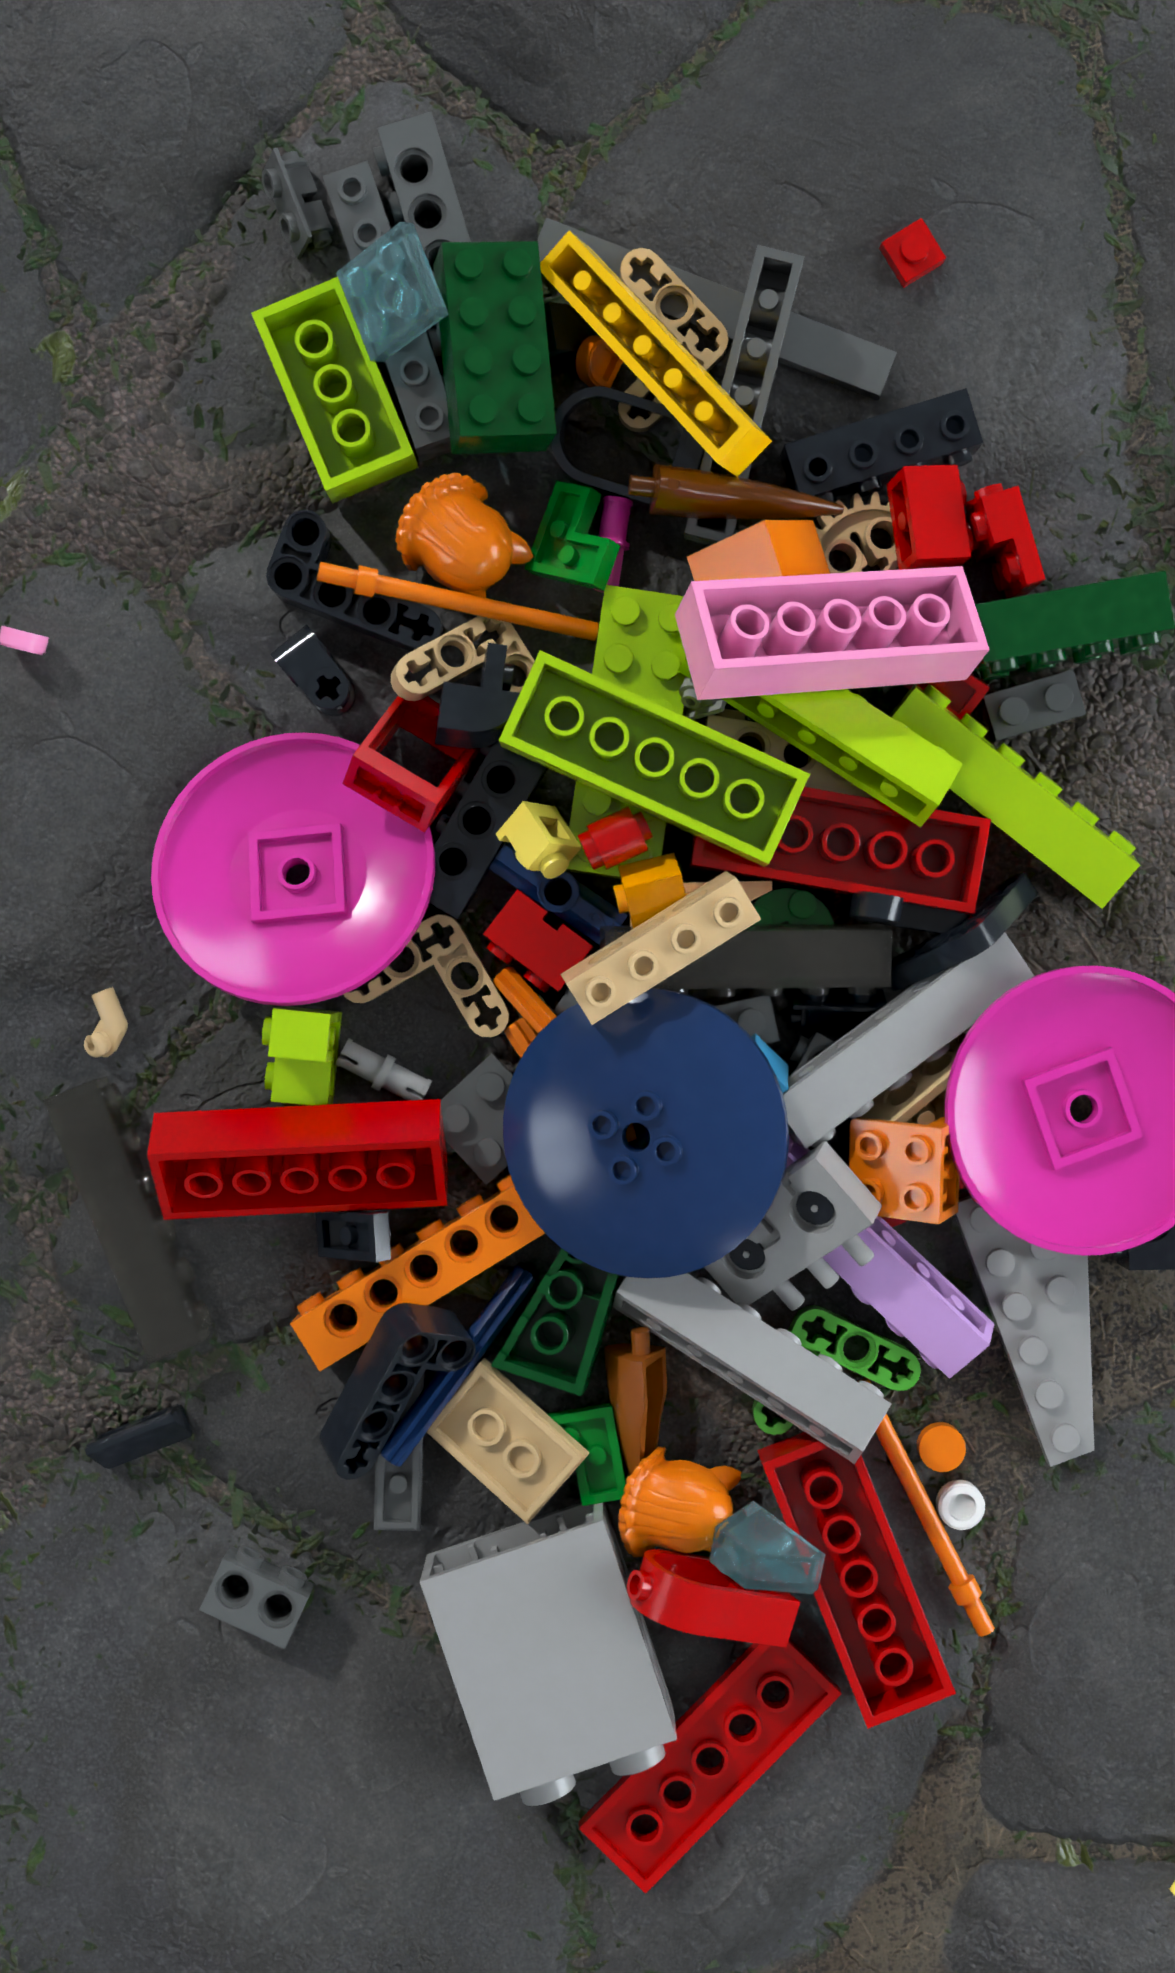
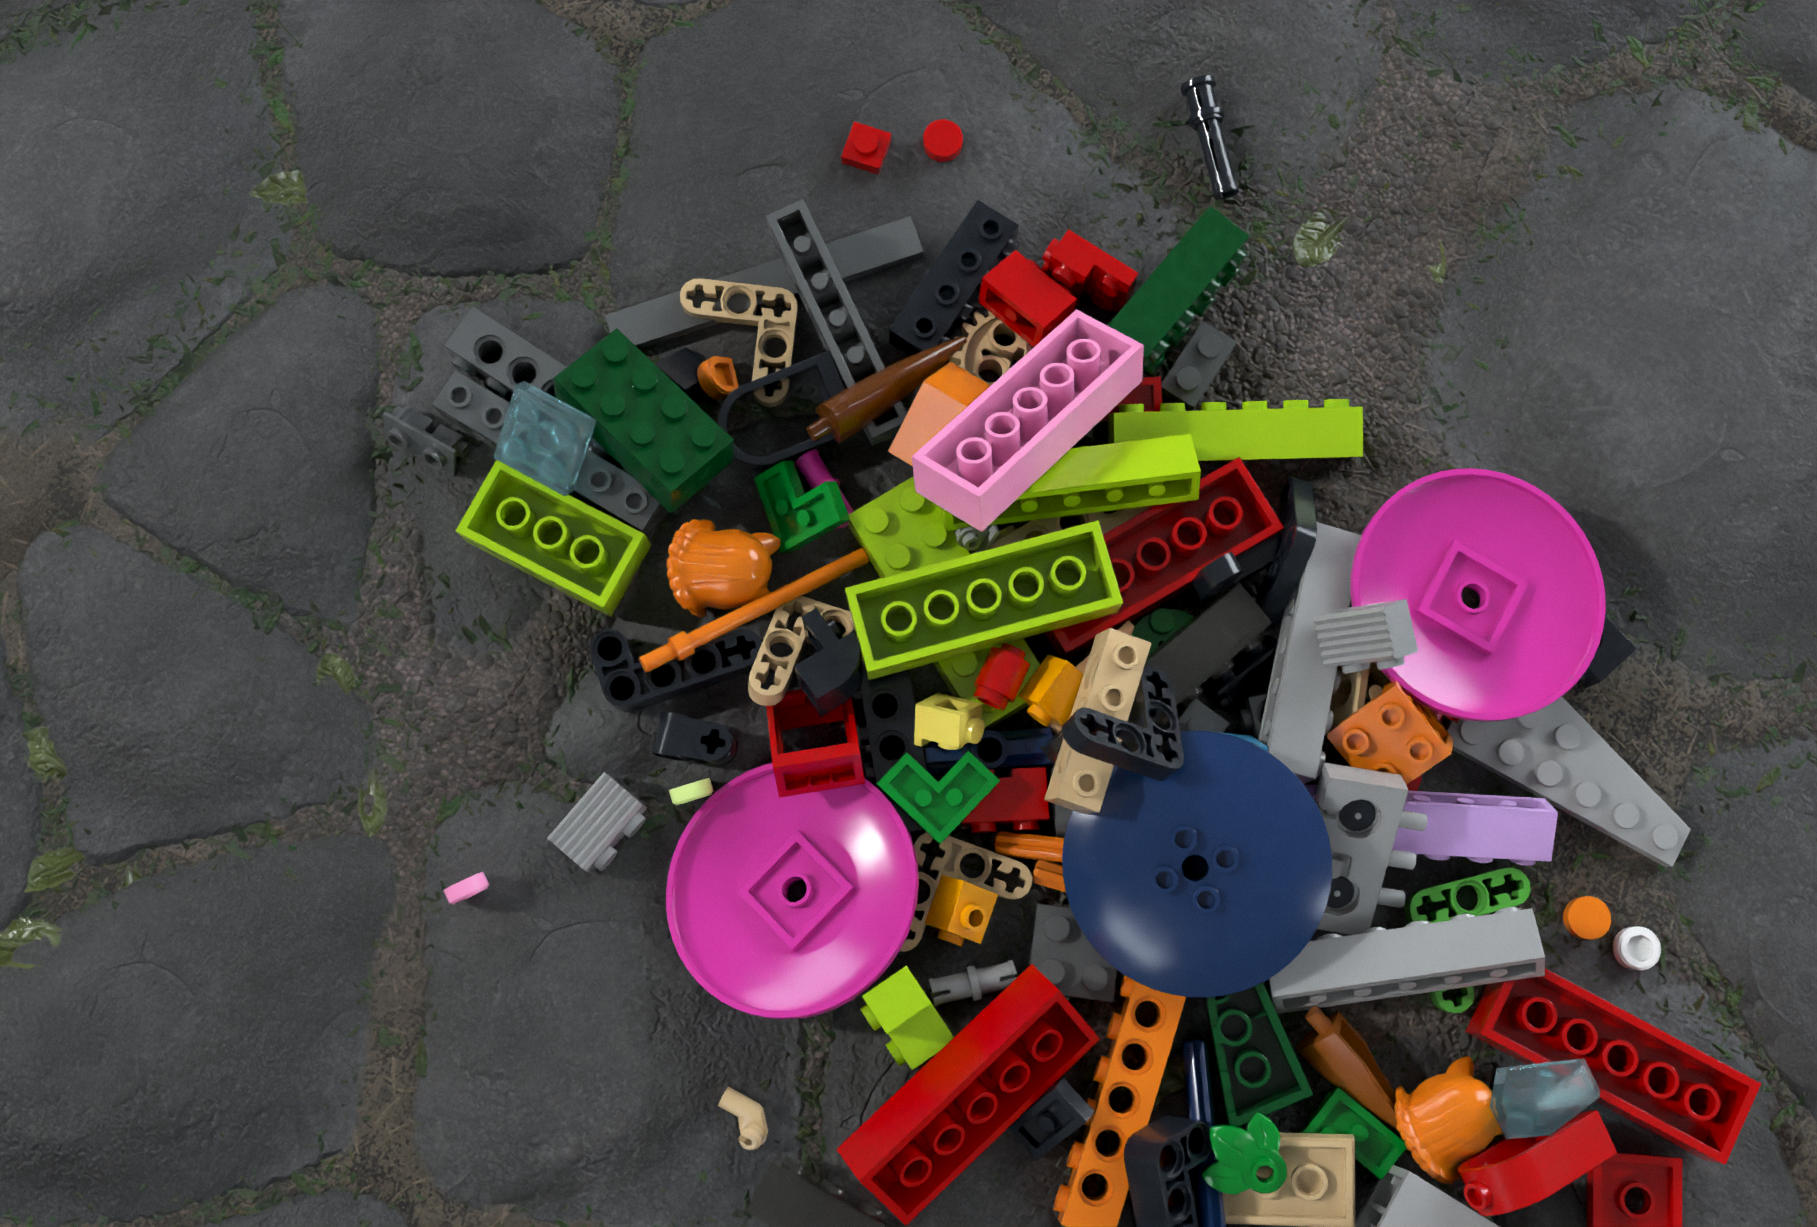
camera: 45 degrees left, 10 degrees down
(177, 677) = (598, 824): none -> light grey brick
(278, 715) = (691, 791): none -> yellowish green tile
(420, 1005) = (960, 910): none -> light orange brick
(471, 902) = (941, 804): none -> green plate
(481, 1393) = (1242, 1153): none -> green plate
(654, 354) = (756, 337): yellow brick -> none
(679, 993) = (1153, 750): none -> black beam
(953, 1066) = (1366, 635): none -> light grey brick
(963, 1585) = (1691, 1004): orange bar -> none
(987, 303) = (942, 140): none -> red tile

